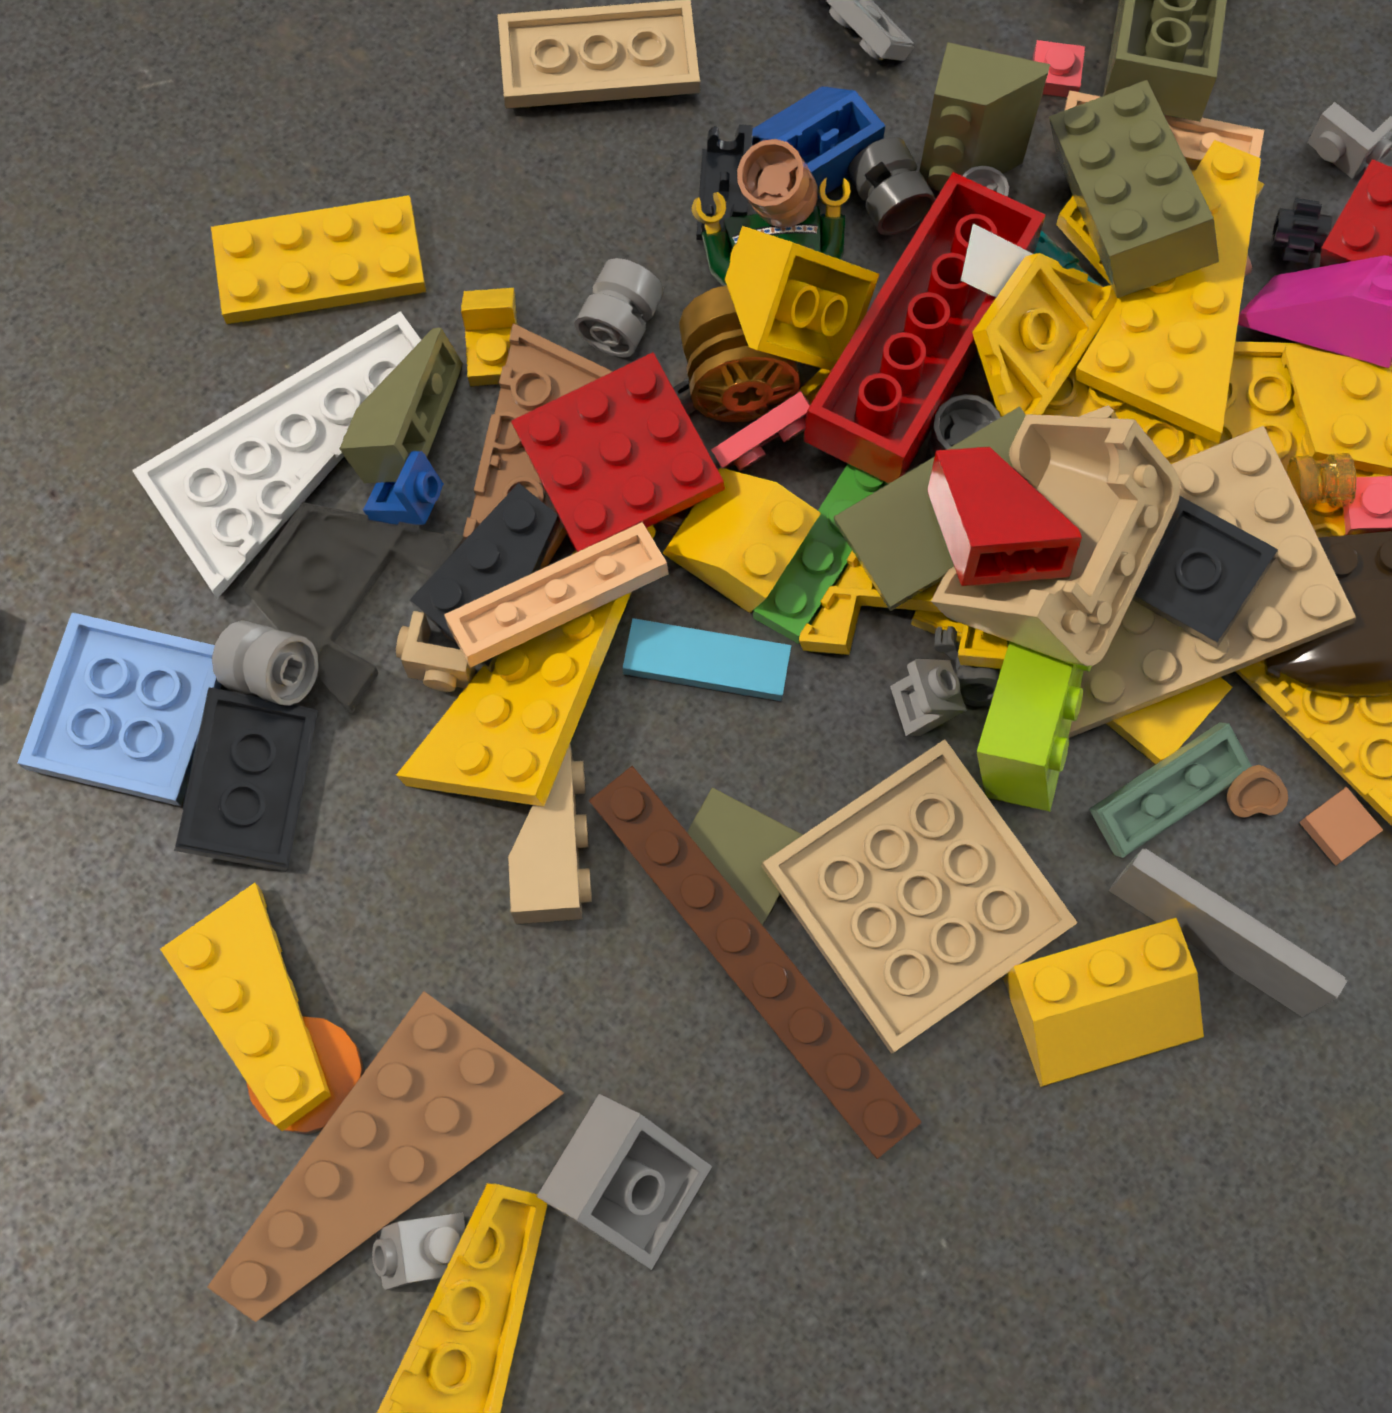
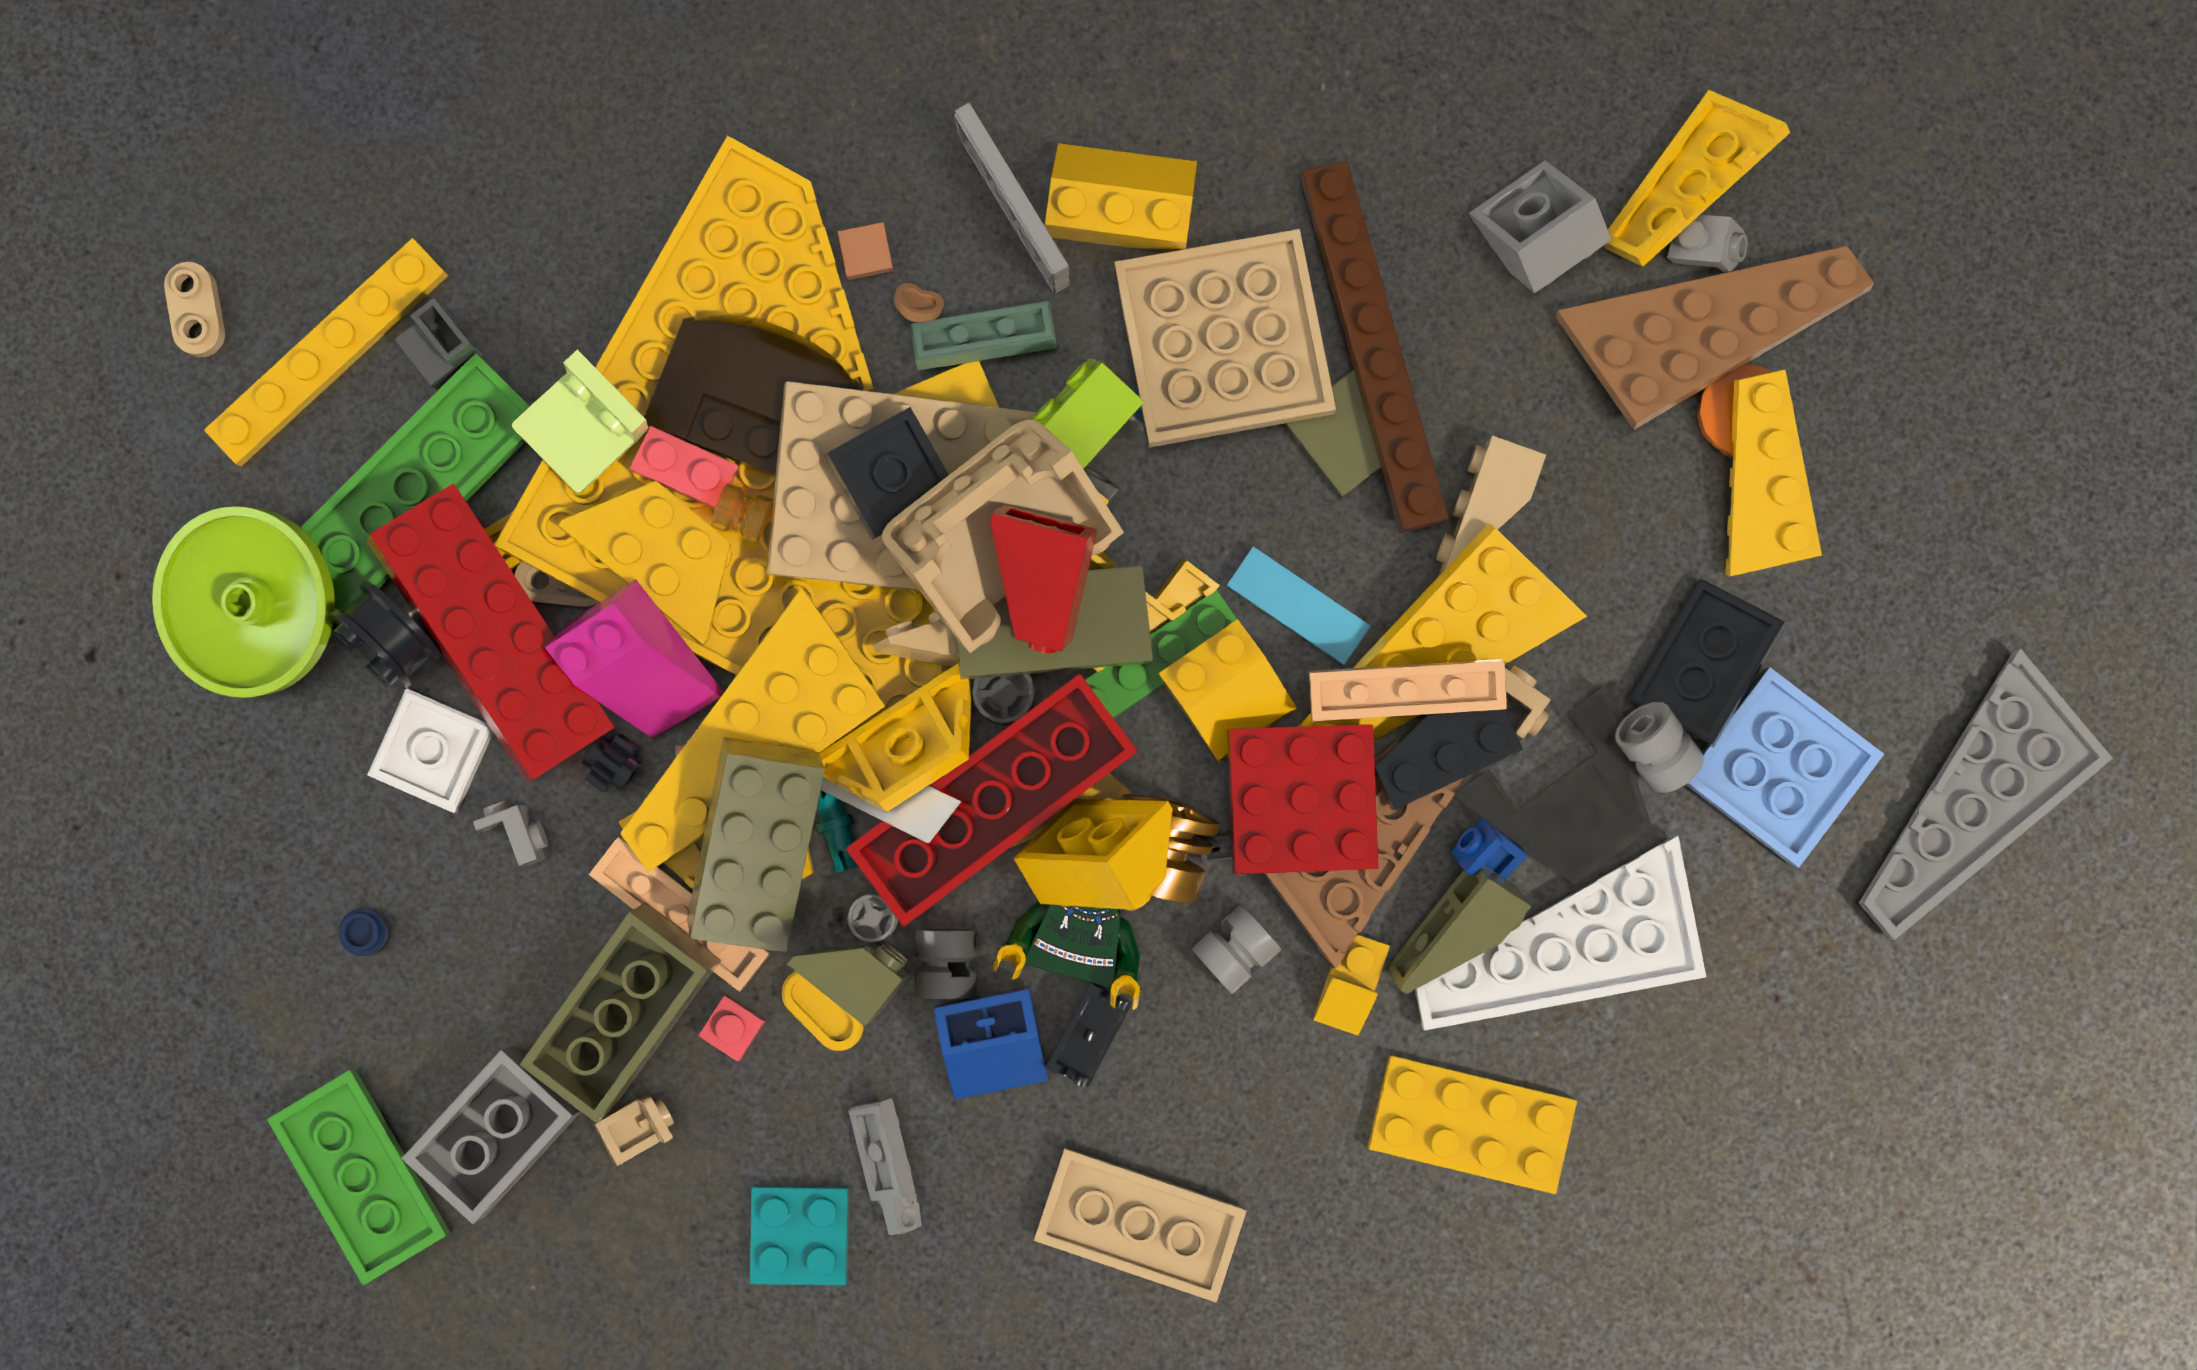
camera: 155 degrees left, 15 degrees up
(746, 445) = (1182, 772): coral plate -> none
(777, 183) = (1062, 979): nougat wheel -> none
(927, 696) = (1141, 488): light grey bracket -> none

